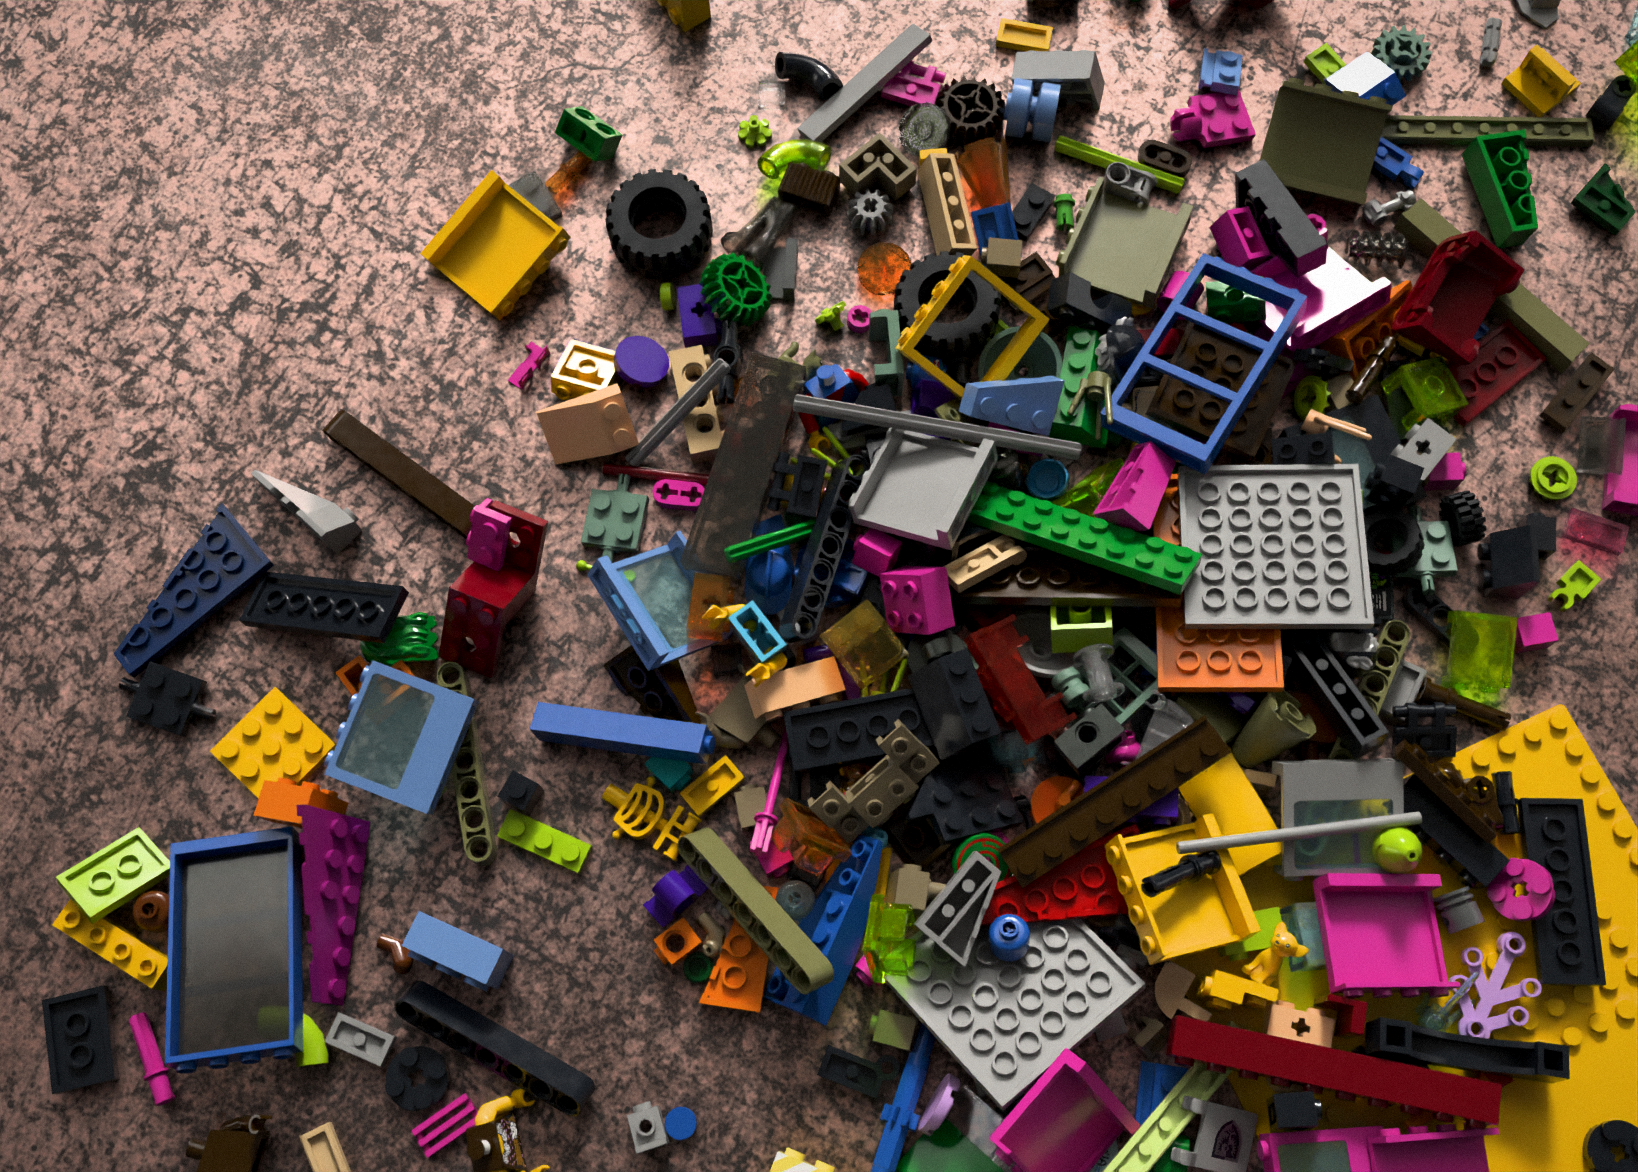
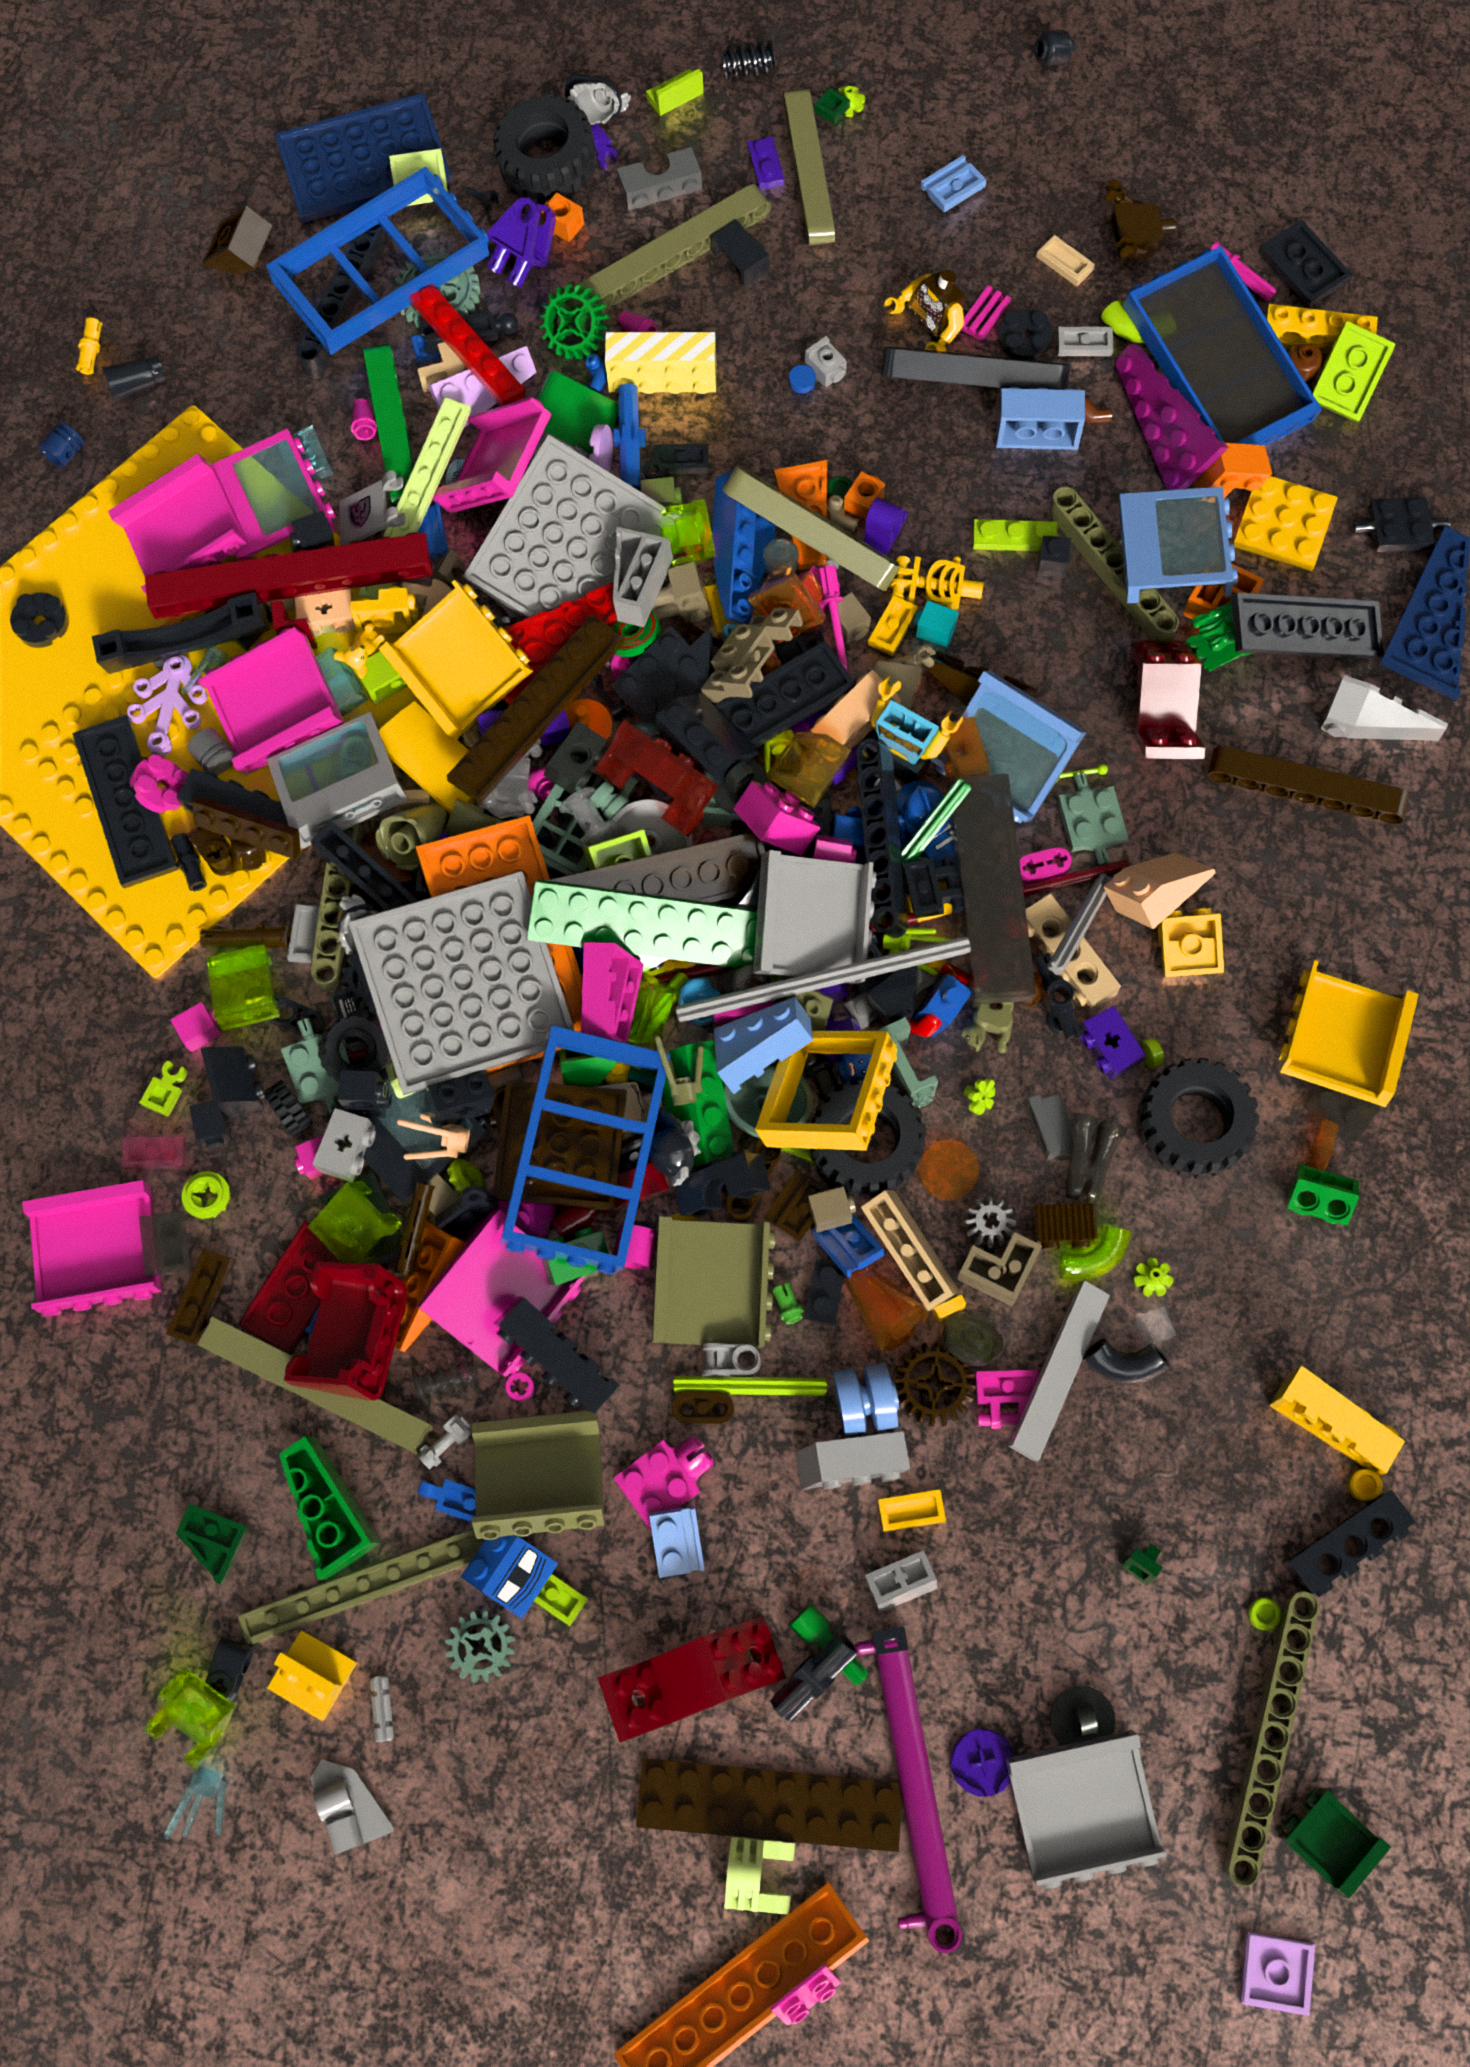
camera: 160 degrees right, 0 degrees up
(488, 536) = (1195, 728): dark pink bracket -> none
(526, 369) = (1250, 943): dark pink piece -> none
(623, 732) = (989, 625): brick -> none
(641, 361) = (1144, 973): dark purple tile -> none
(732, 282) = (1079, 1063): green gear -> none
(855, 325) = (950, 1097): dark pink bush -> none
(984, 562) = (730, 871): tan plate -> none
(1009, 937) = (582, 577): blue head -> none
(1189, 868) = (453, 674): black pin -> none
(1240, 238) = (591, 1330): dark pink brick -> none
(1300, 832) = (366, 740): light grey piece -> none
(1397, 850) = (276, 764): lime helmet -> none
(1434, 739) = (274, 891): black plate -> none

